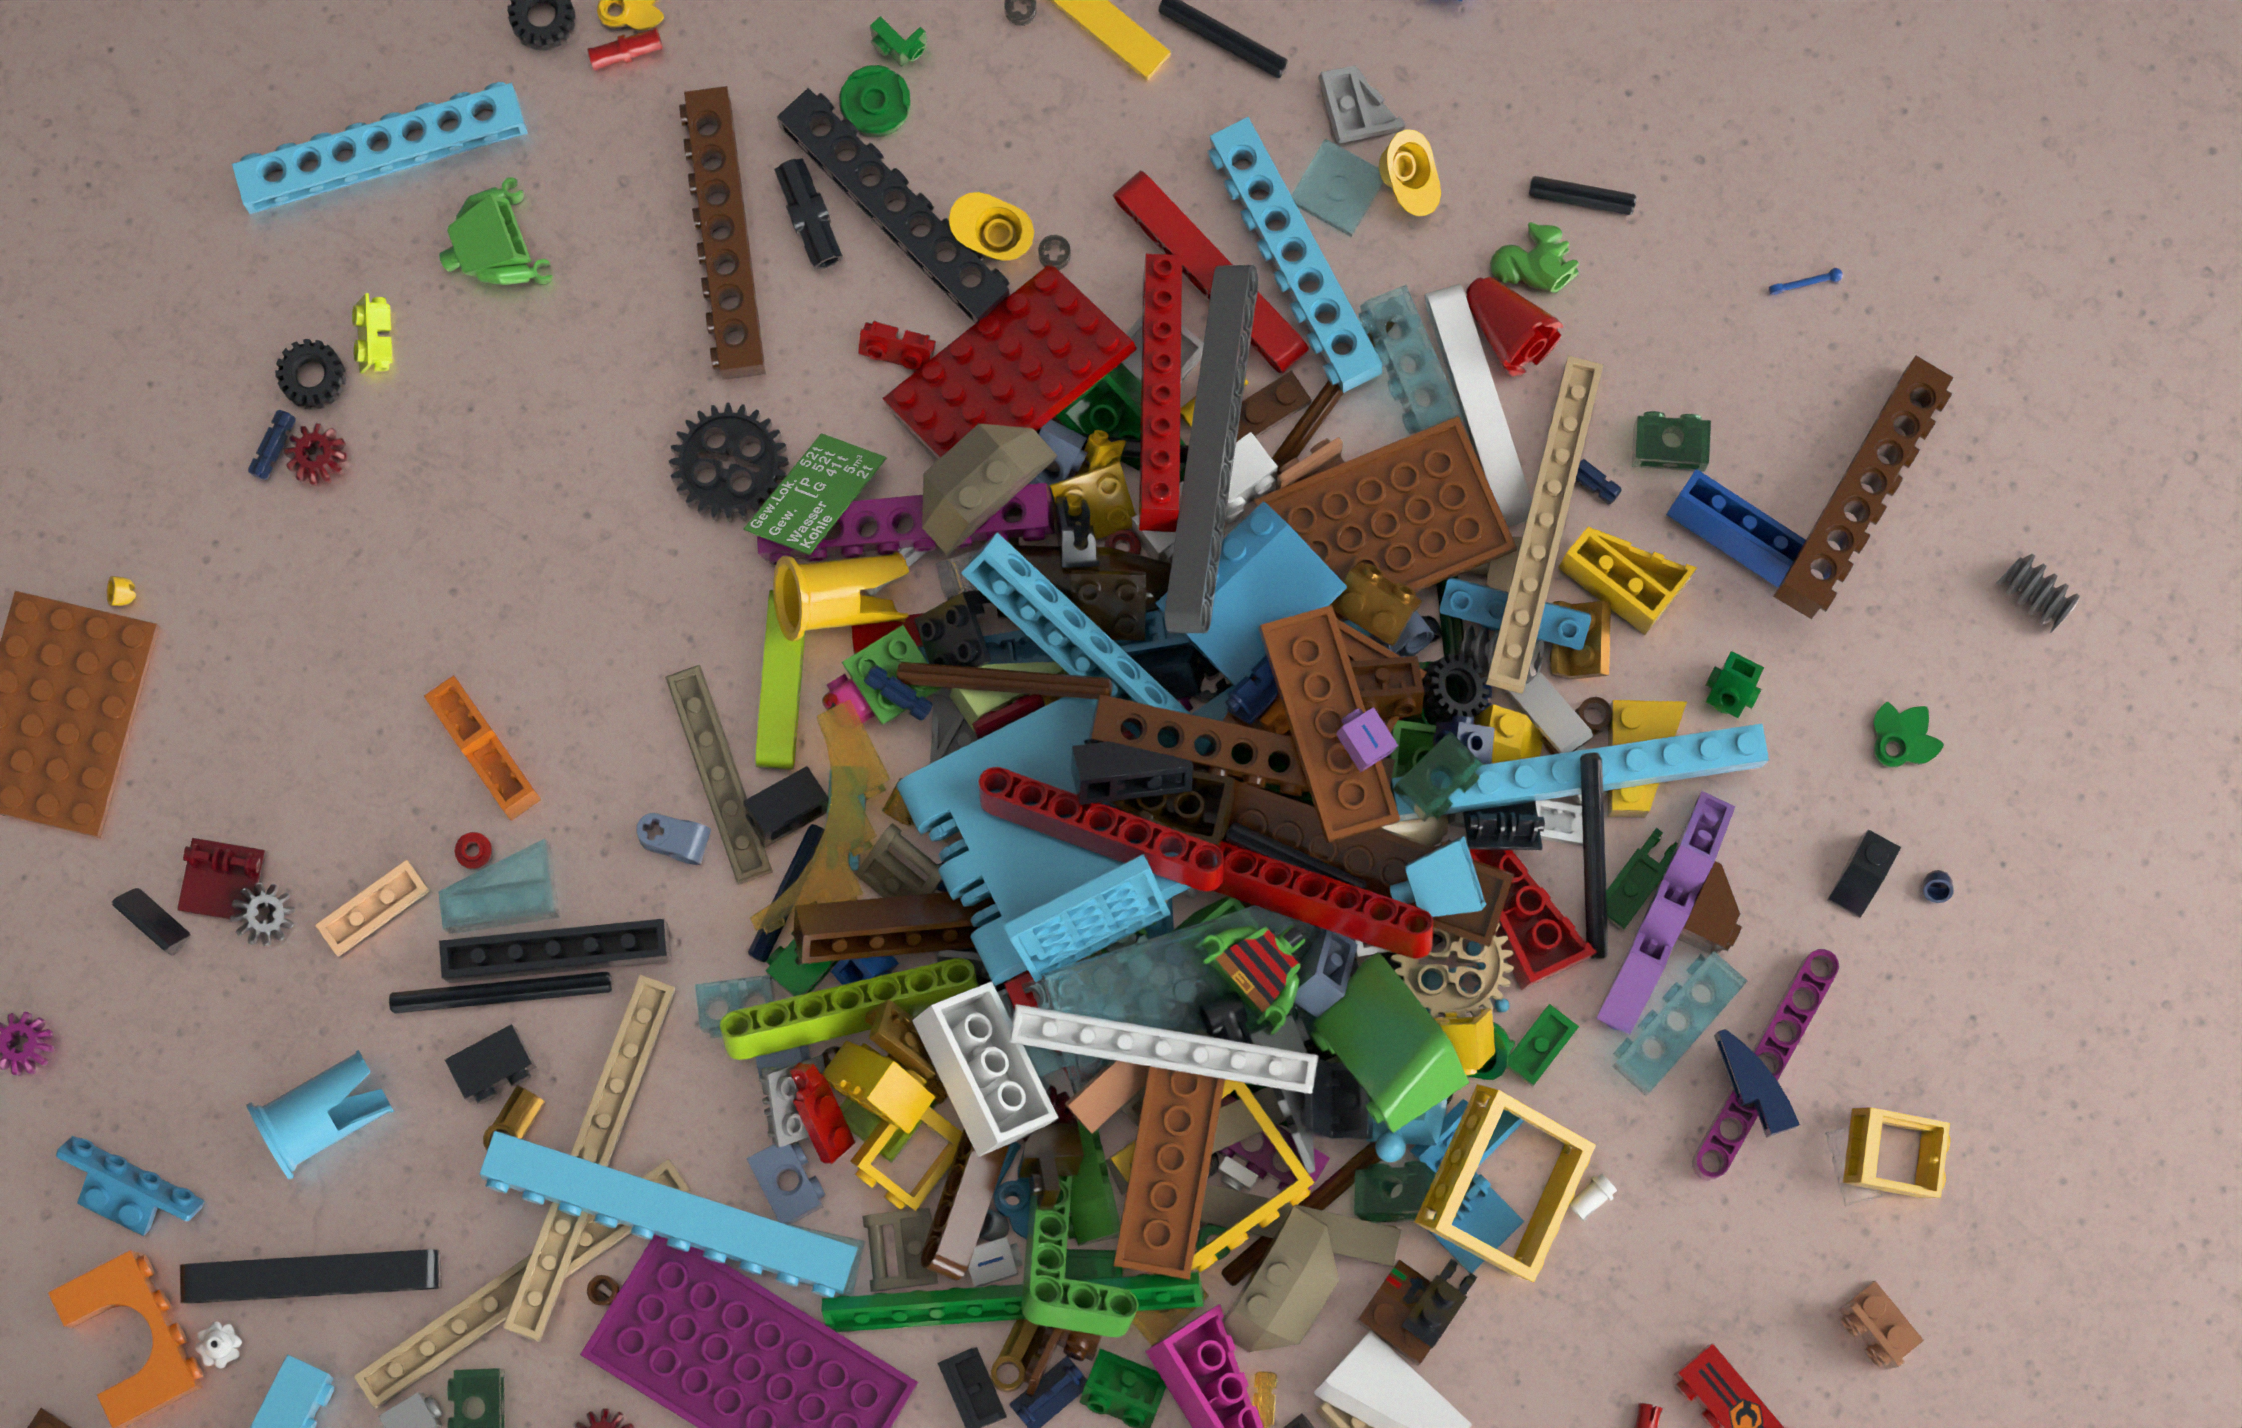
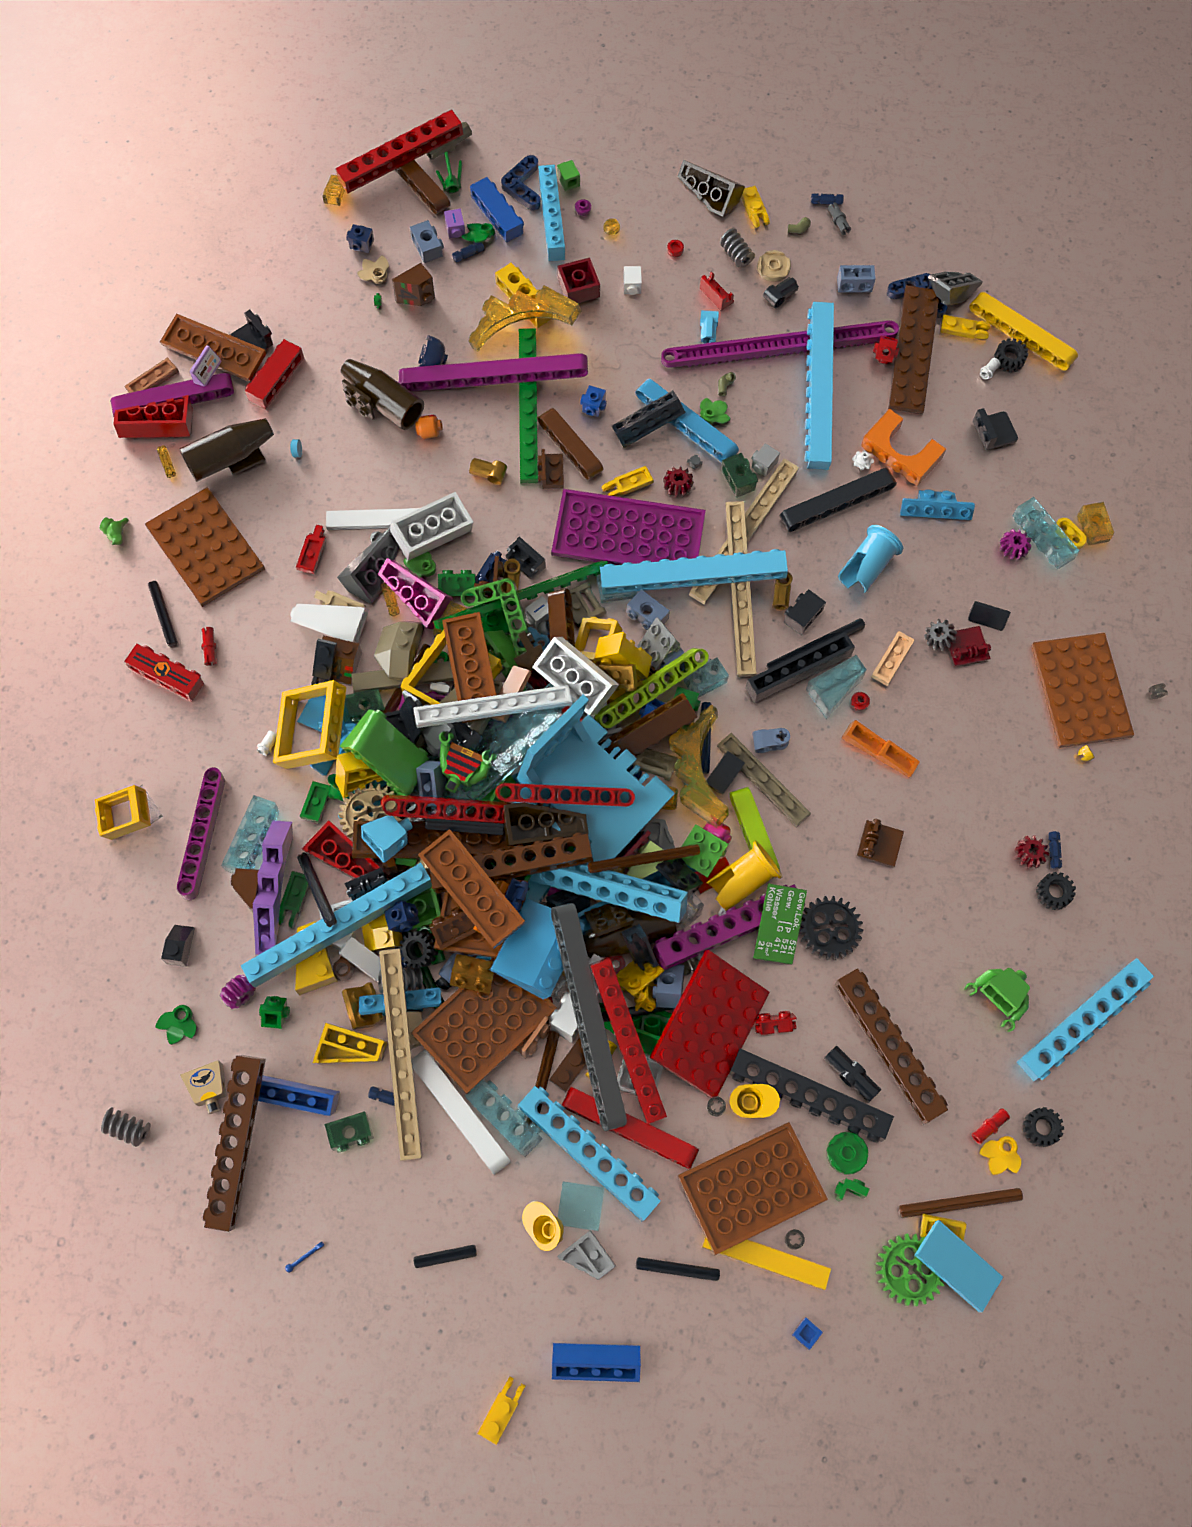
camera: 155 degrees right, 10 degrees down
(370, 320) = (1042, 929): neon yellow hinge -> none
(569, 576) = (880, 843): none -> reddish brown hinge
(598, 1296) = (708, 539): reddish brown hinge -> none
(821, 1113) = (645, 640): red hinge -> none
(898, 692) = (693, 838): dark blue axle -> none
(979, 480) = (700, 954): dark tan wedge -> none
(1053, 105) = (752, 1188): none -> dark orange plate
(1124, 772) = (569, 820): black slope -> none
(1366, 738) = (448, 882): medium lavender brick -> none
(1449, 757) = (405, 894): clear green brick -> none
(1512, 324) = (458, 1161): red cone -> none
(1541, 266) = (454, 1201): bright green animal -> none
(1755, 1084) = (200, 812): dark blue slope -> none
(1790, 742) = (237, 992): none -> magenta gear
(1880, 1326) = (110, 734): nougat bracket -> none
(1885, 609) = (206, 1085): none -> tan torso
(1938, 886) = (138, 953): dark blue hinge -> none

